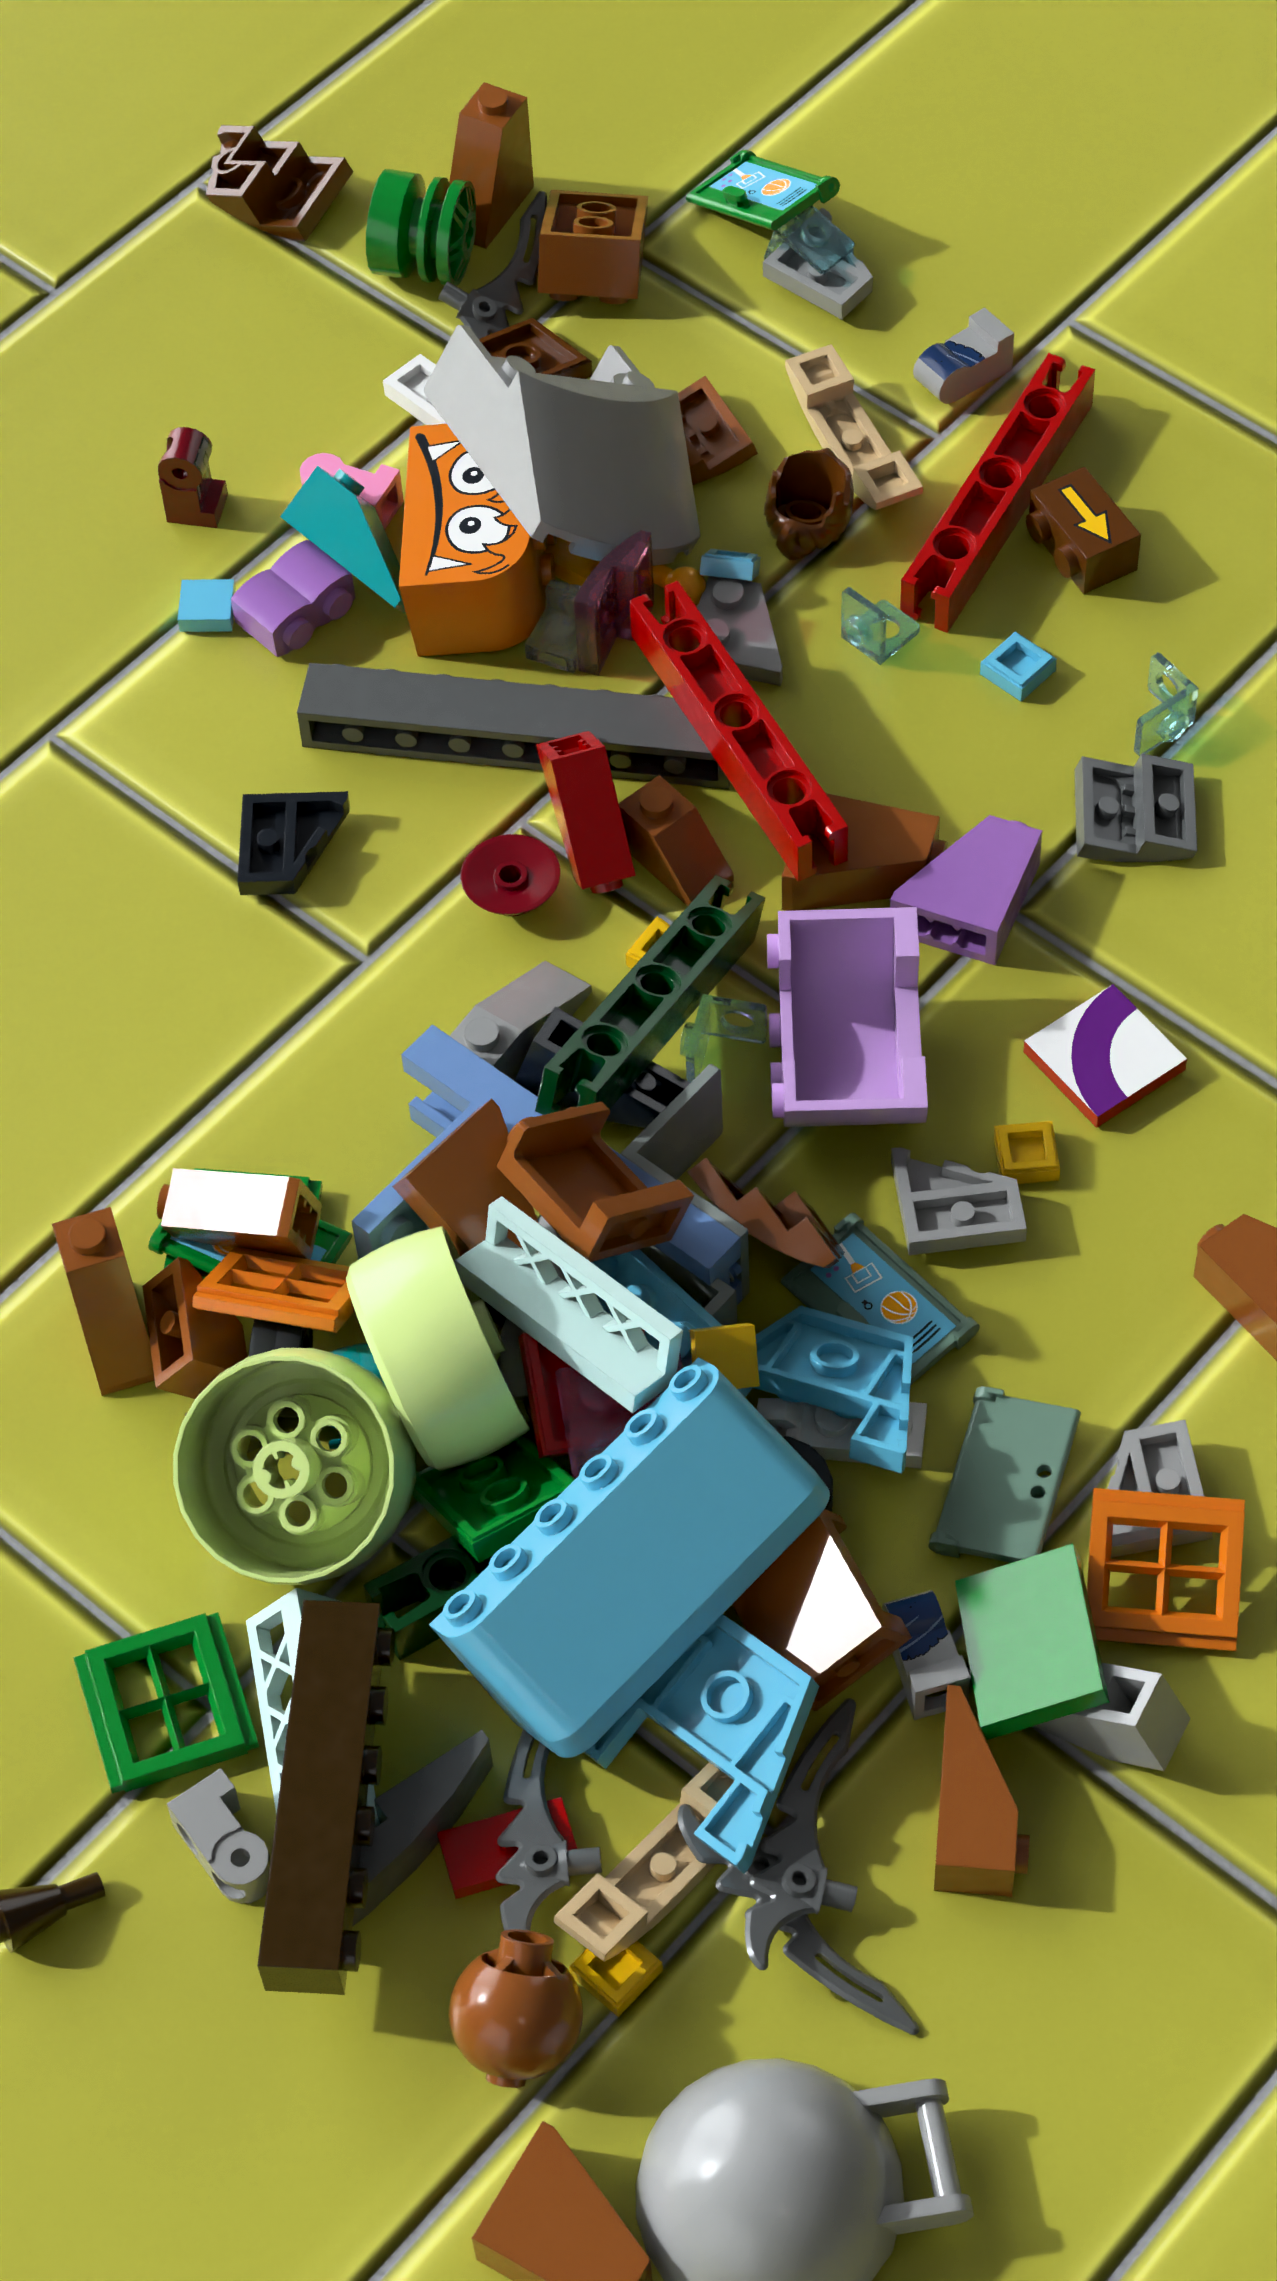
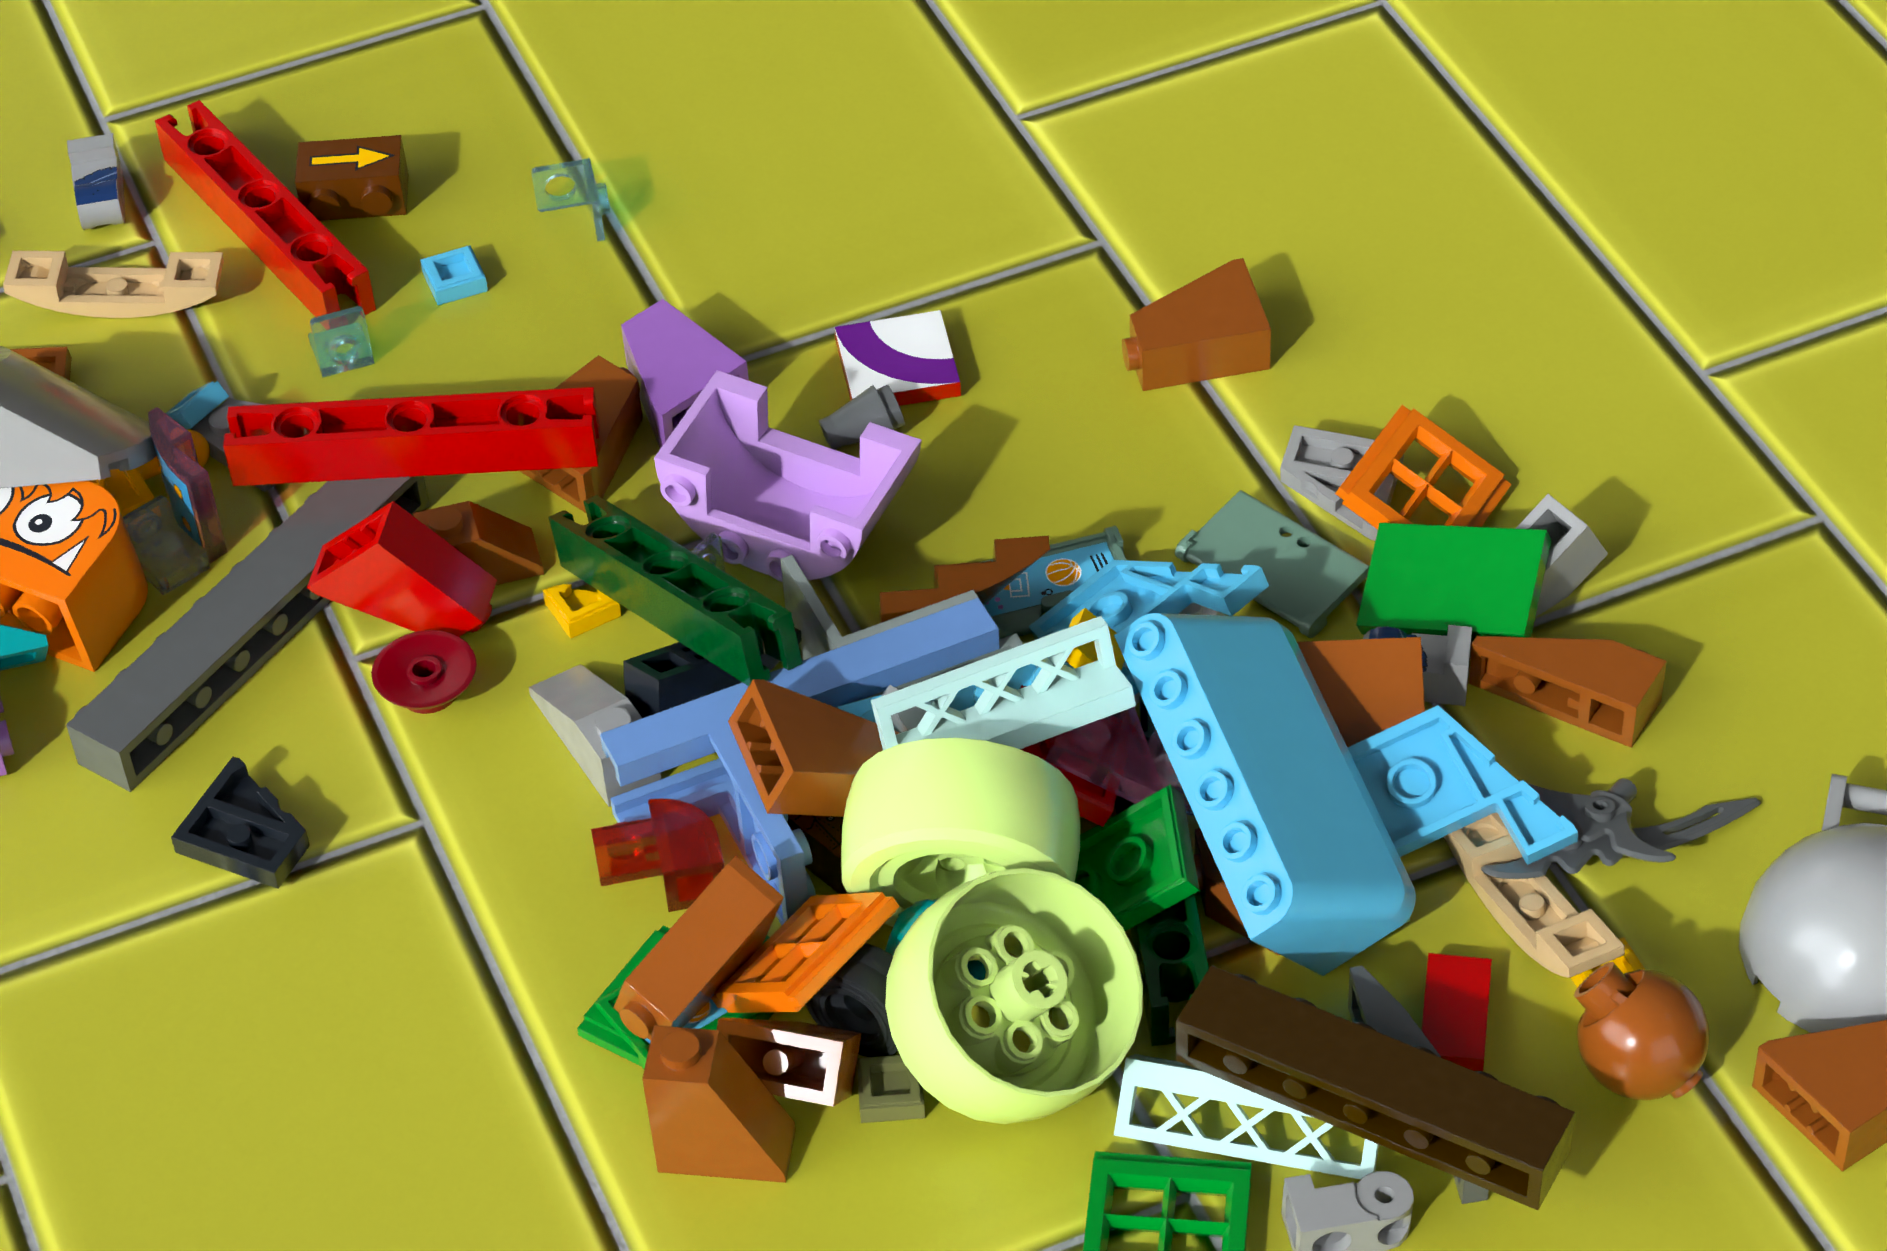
camera: 65 degrees left, 10 degrees down
(393, 1137) = (673, 843): none -> clear red brick
(542, 1853) = (1492, 979): dark grey piece -> none
(586, 1187) = (885, 659): dark orange panel -> none
(808, 502) = (174, 329): reddish brown hair -> none
(955, 1206) = (987, 499): light grey wing -> none
(1005, 1062) = (850, 420): none -> dark grey cone
(1027, 1152) = (960, 442): yellow tile -> none
(1135, 810) = (663, 256): dark grey slope -> none

